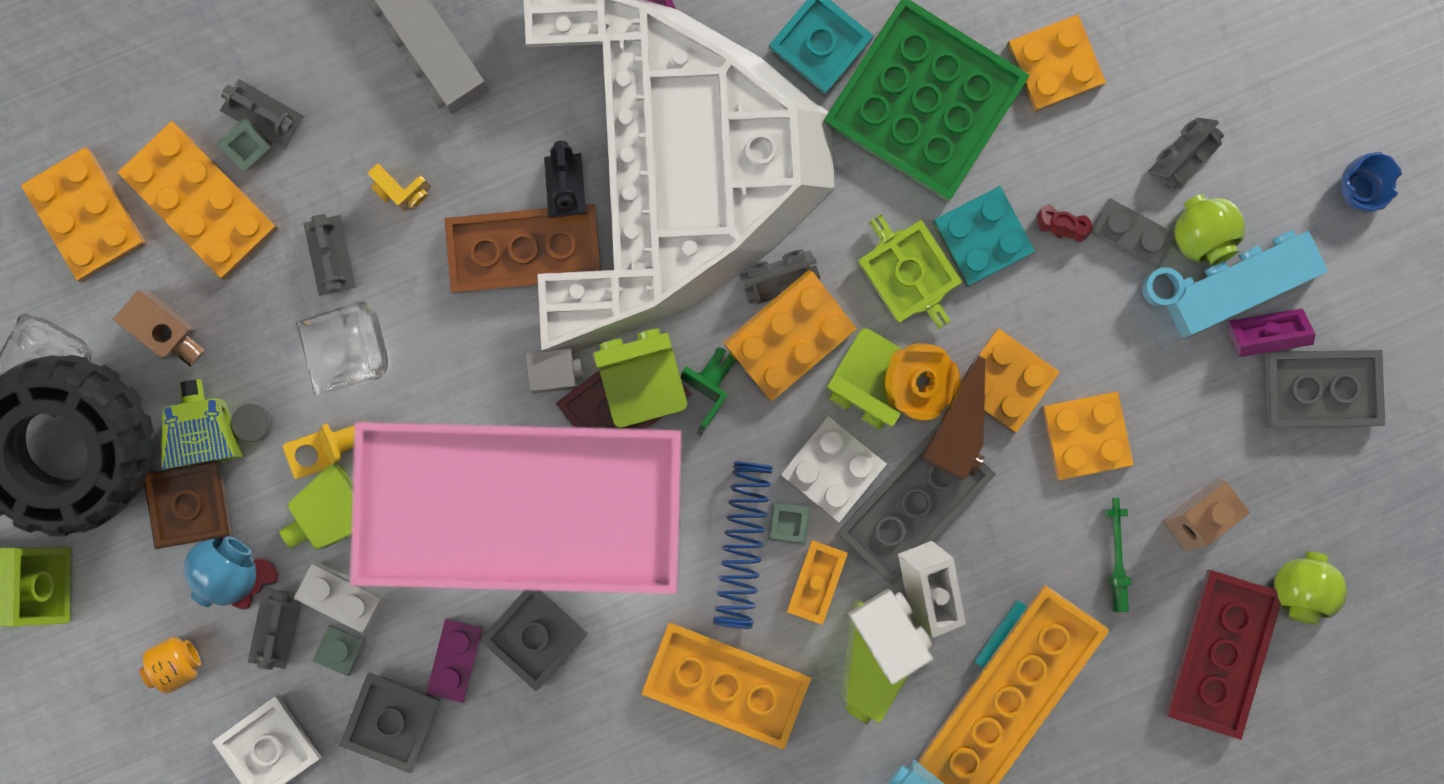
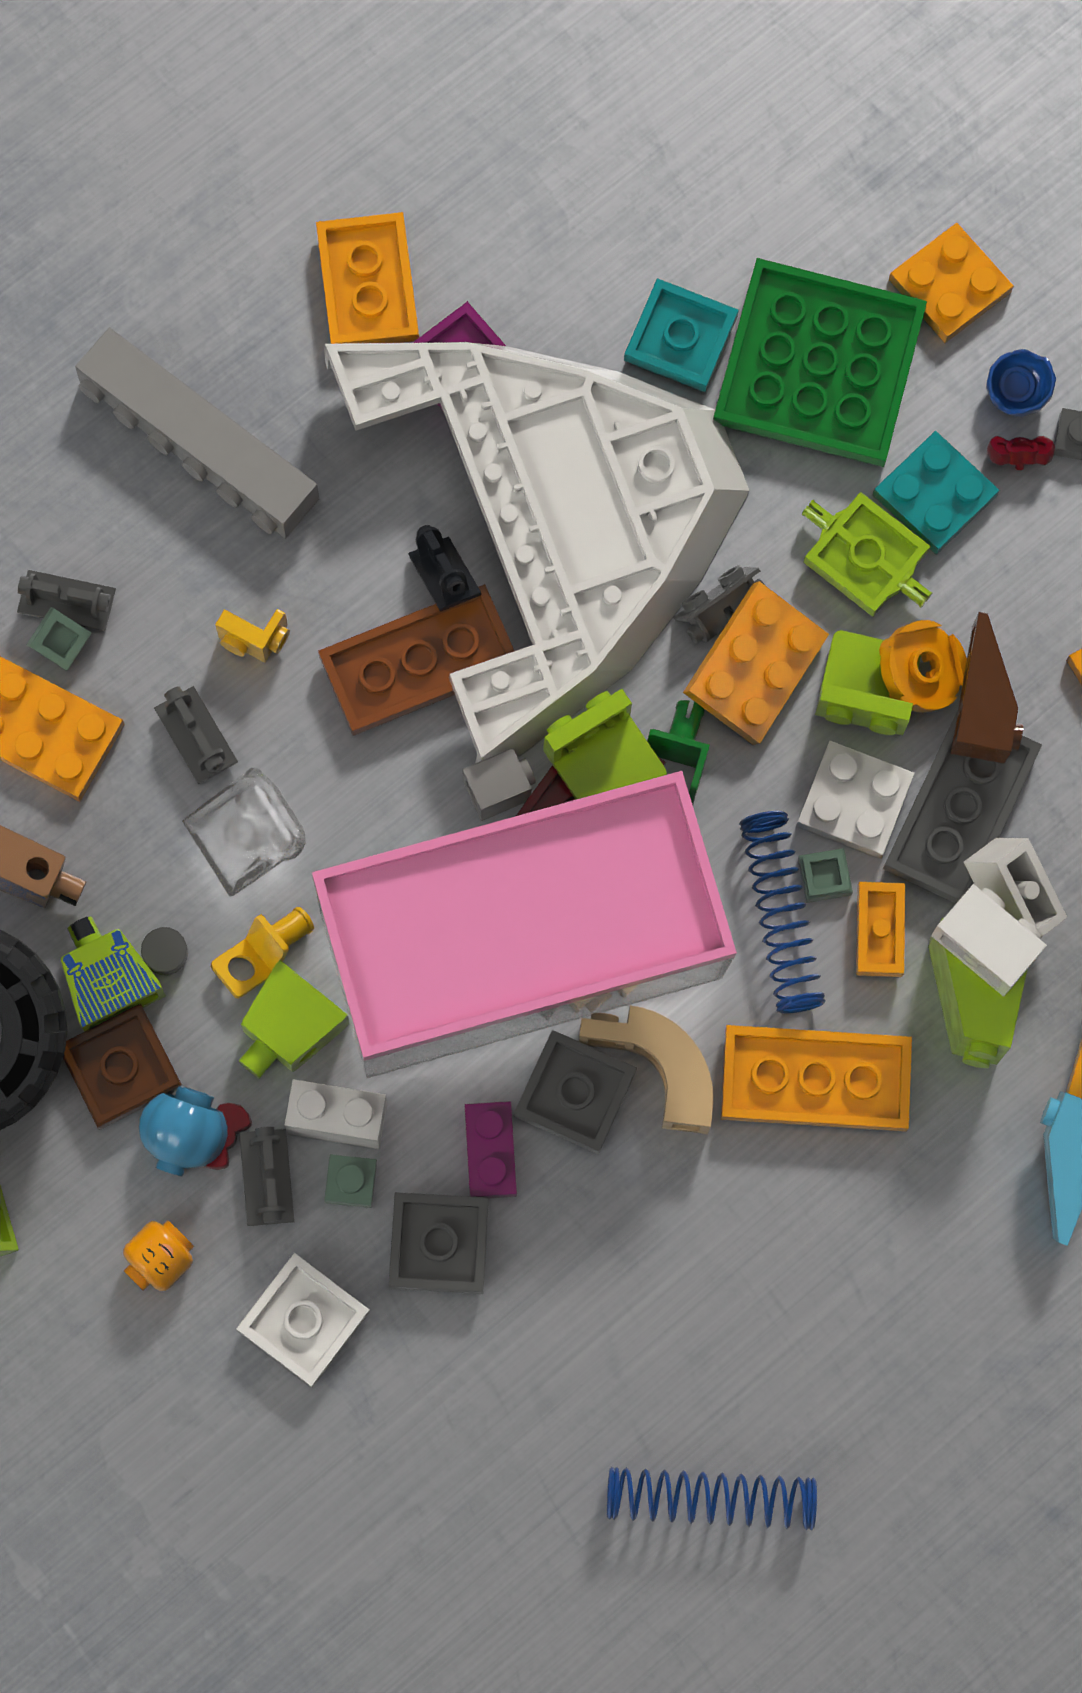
camera: 20 degrees left, 10 degrees down
(621, 638) = (671, 1052): none -> tan arch
(1013, 380) = (1028, 638): light orange plate -> none
(1082, 167) = (1020, 383): none -> blue hair

